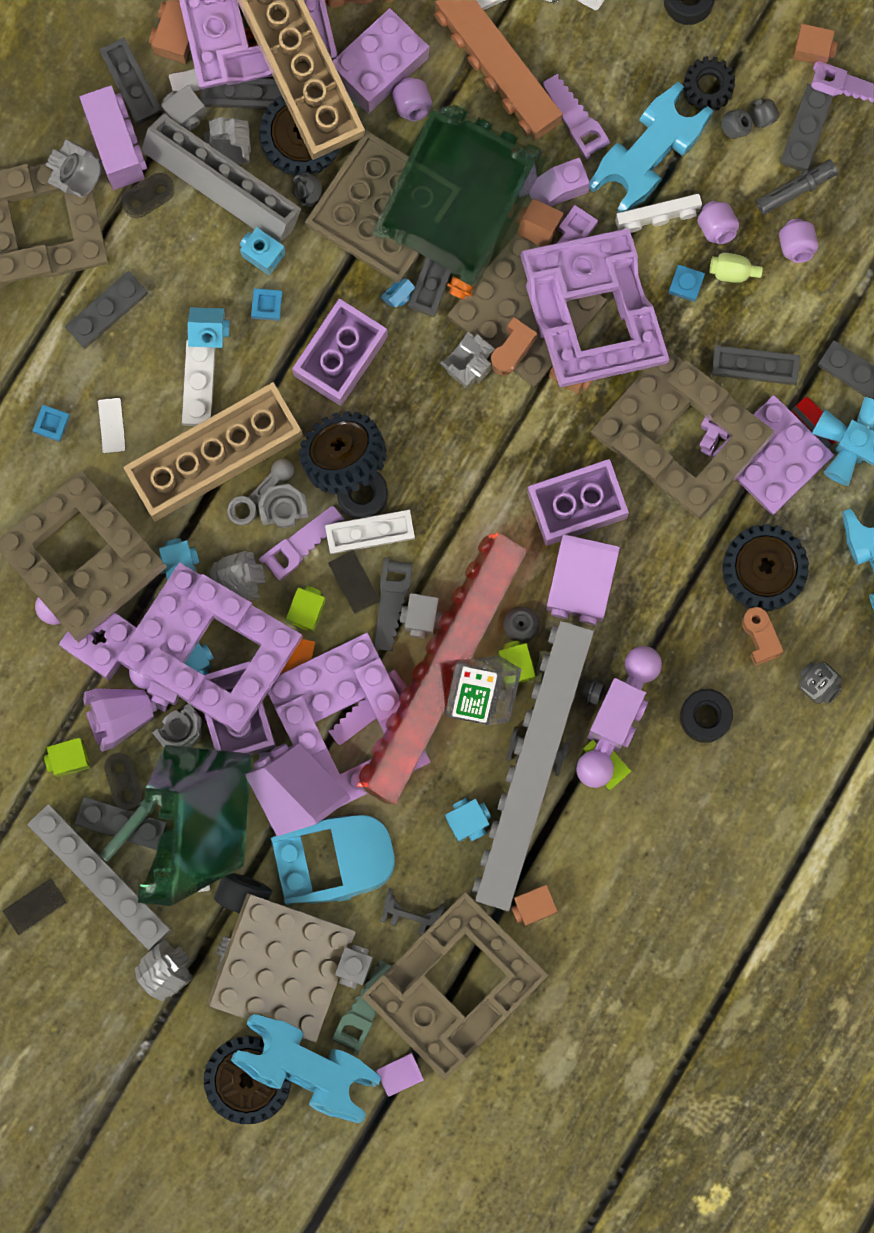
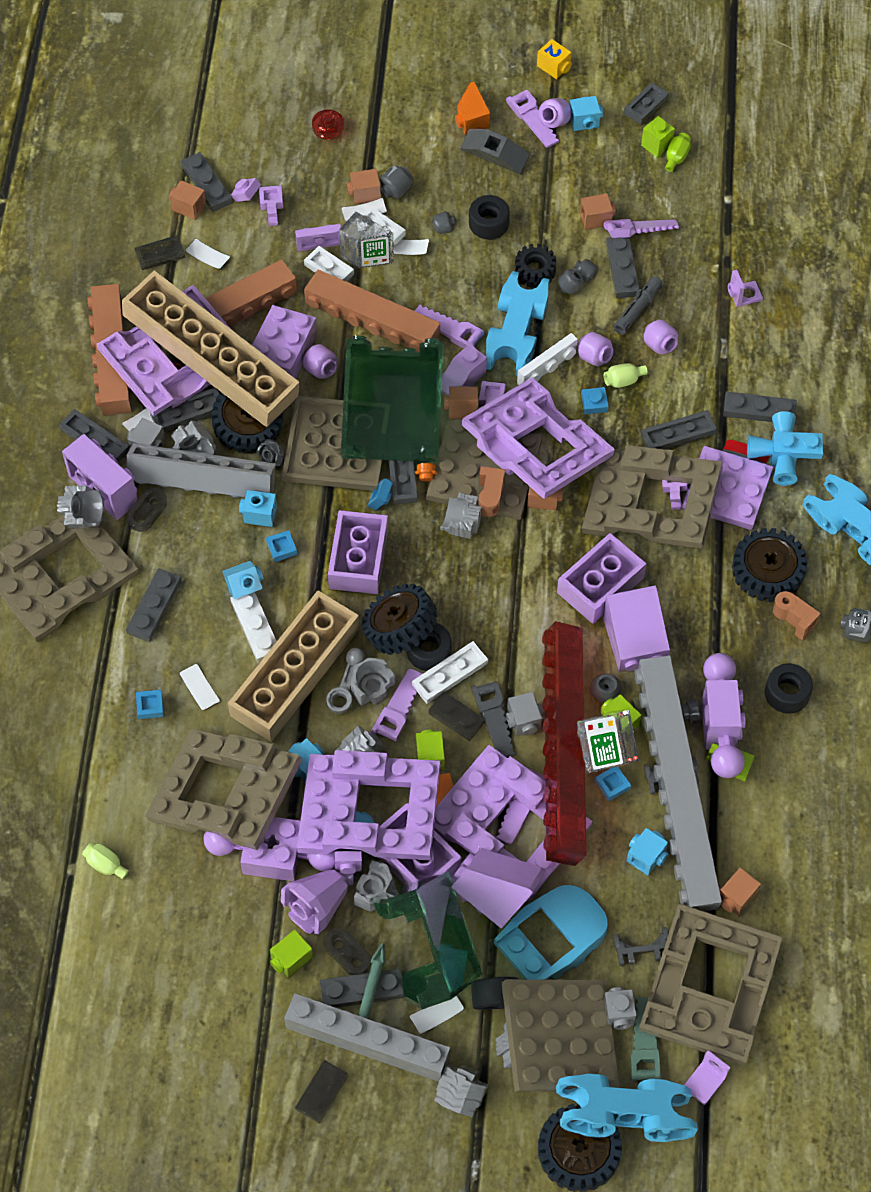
camera: 30 degrees left, 20 degrees down
(471, 734) = (612, 783): none -> dark azure plate

